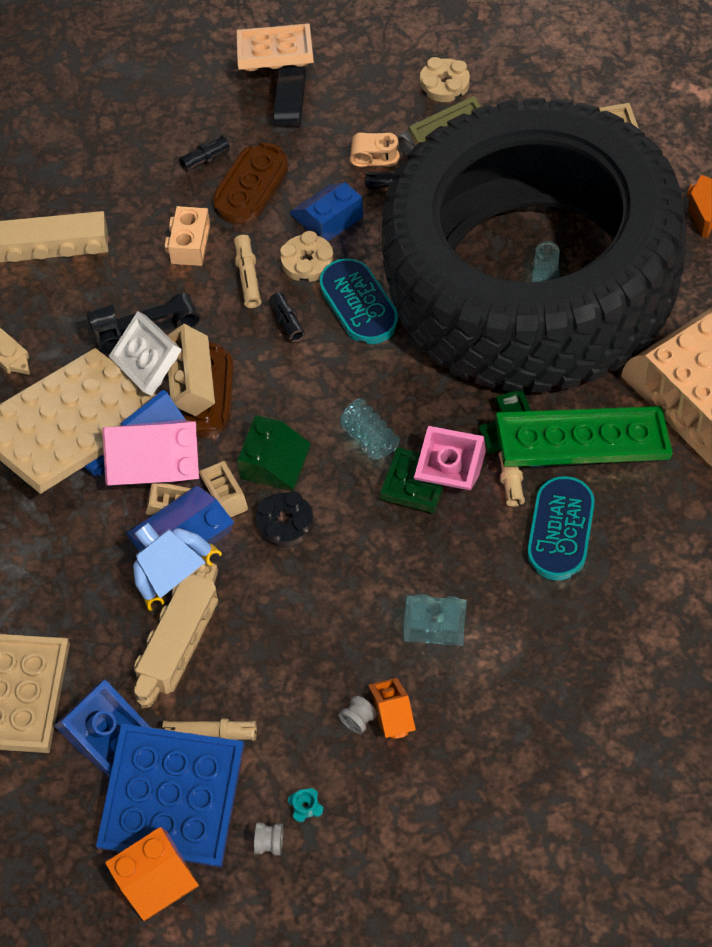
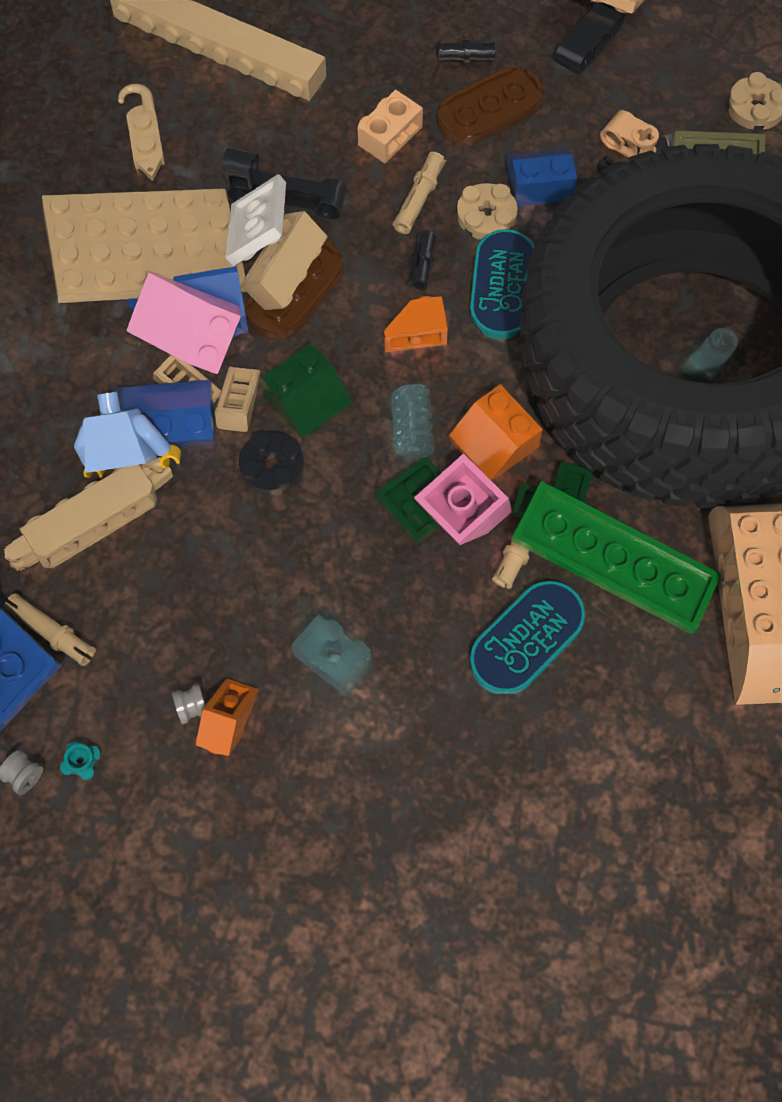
camera: 30 degrees right, 10 degrees up
(322, 362) = (417, 326): none -> orange slope
(434, 401) = (496, 433): none -> orange slope

